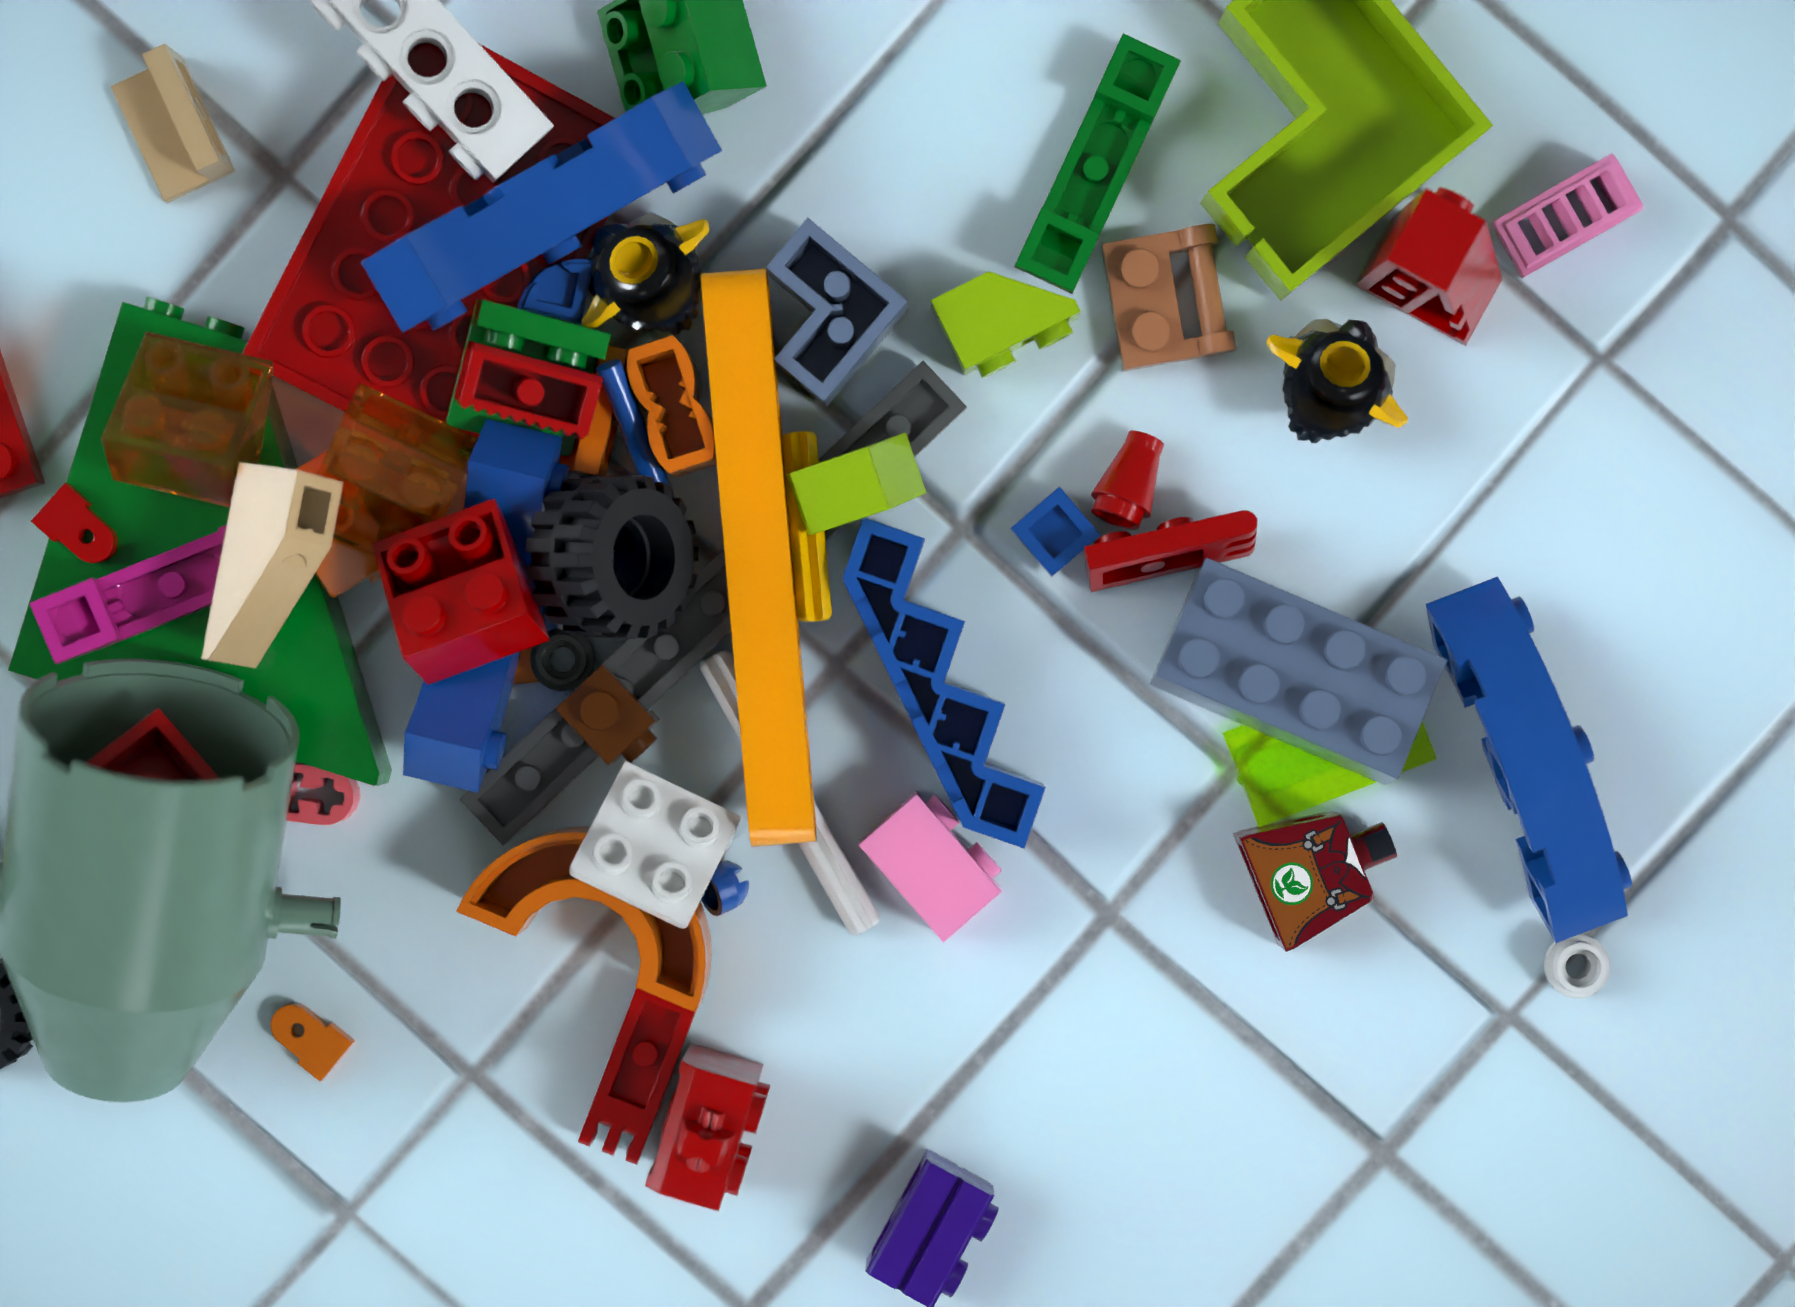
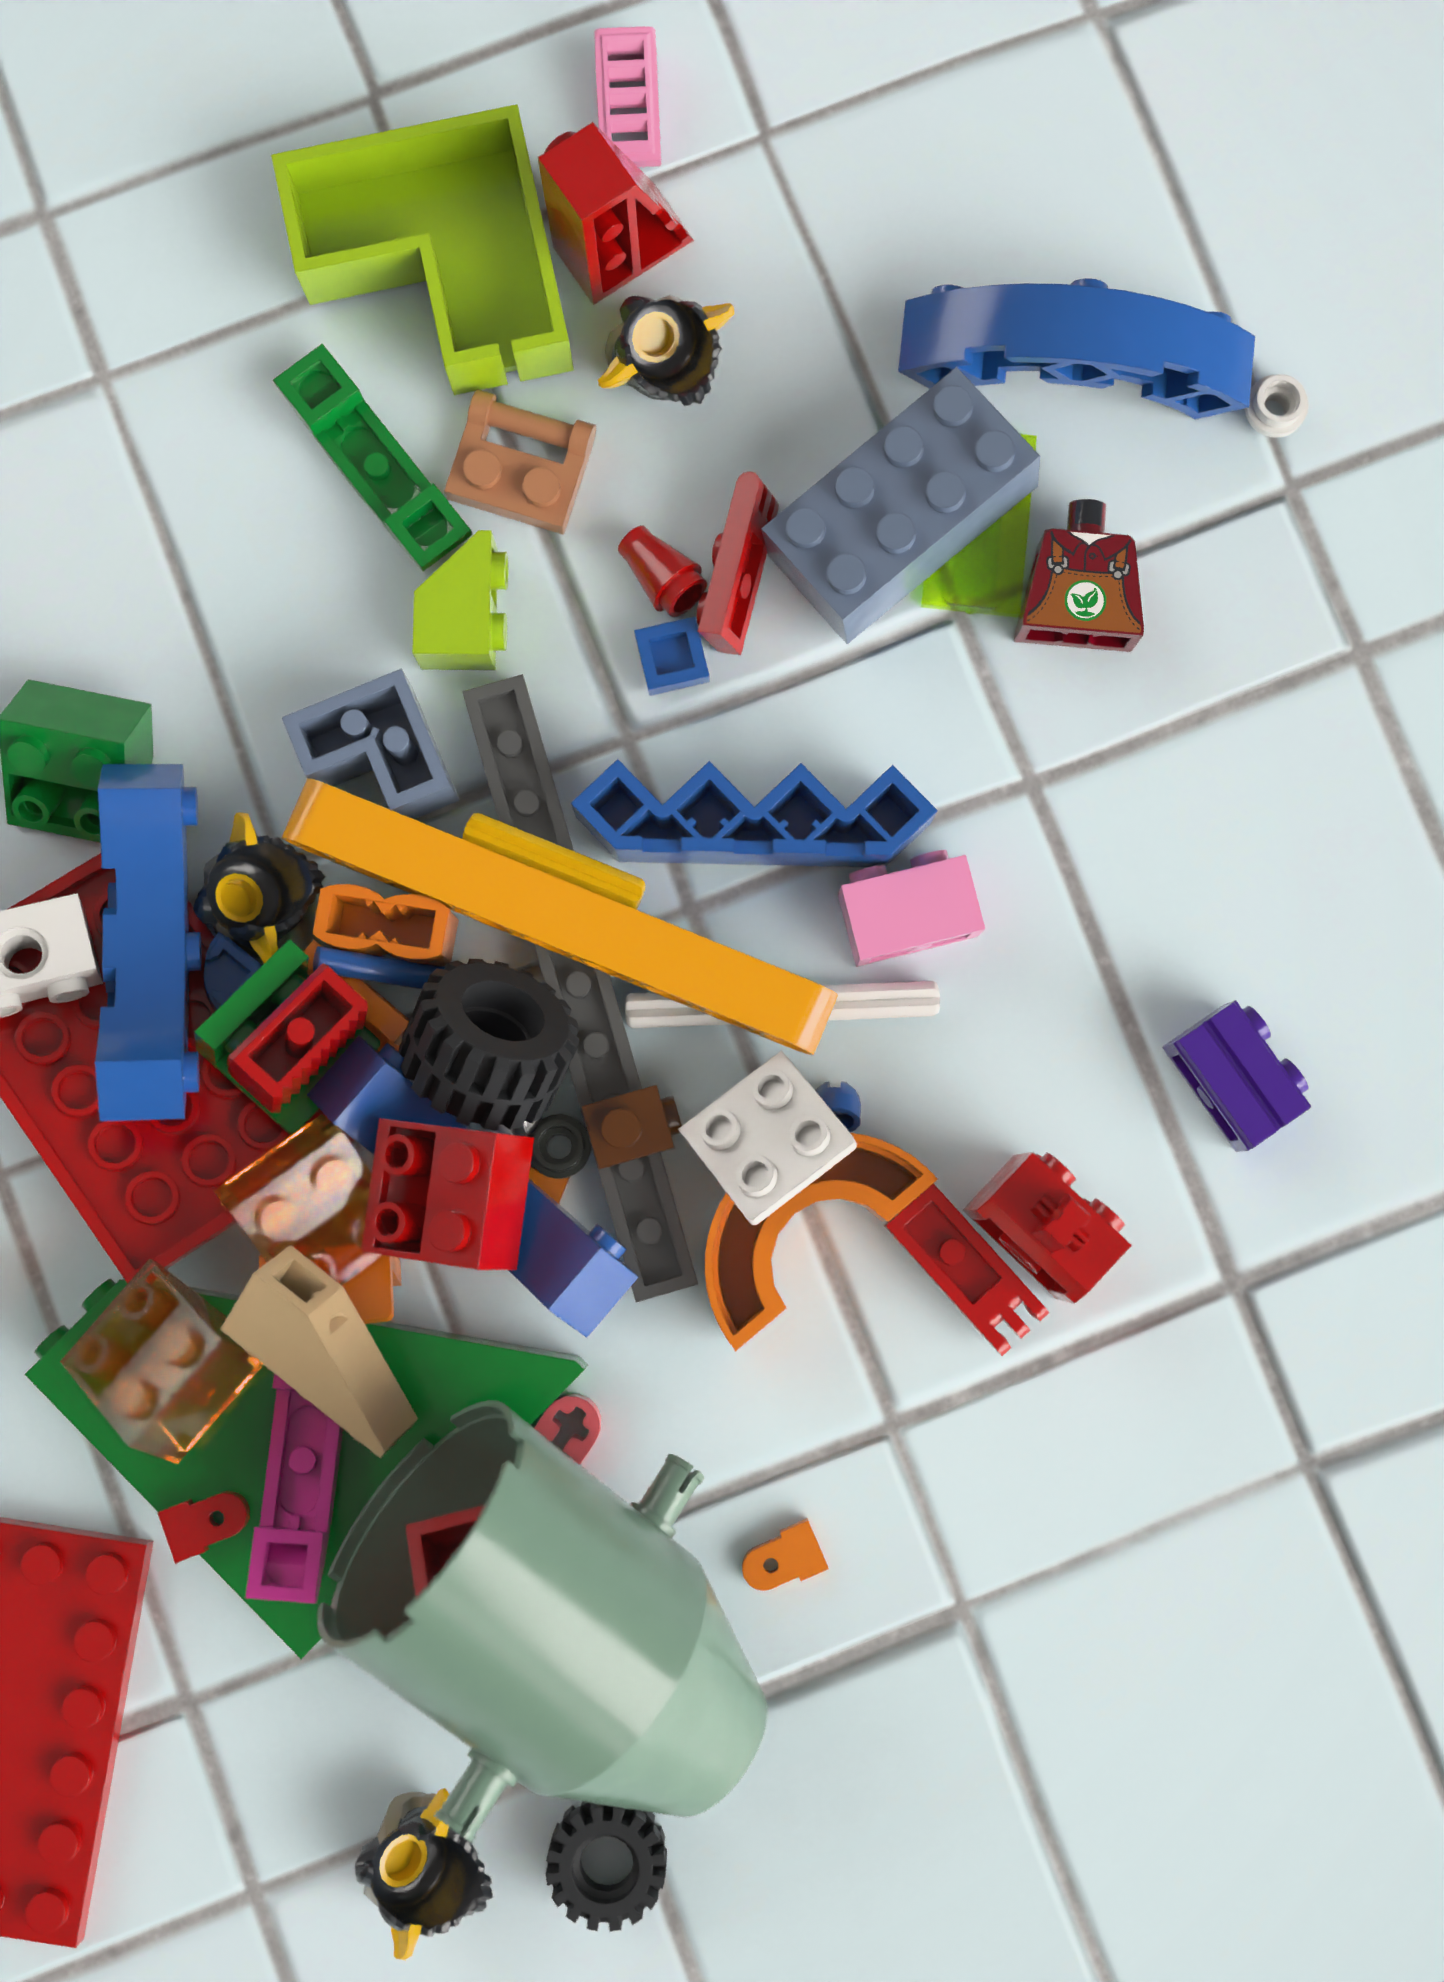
camera: 65 degrees left, 5 degrees down
(856, 484) = (537, 798): lime slope -> none

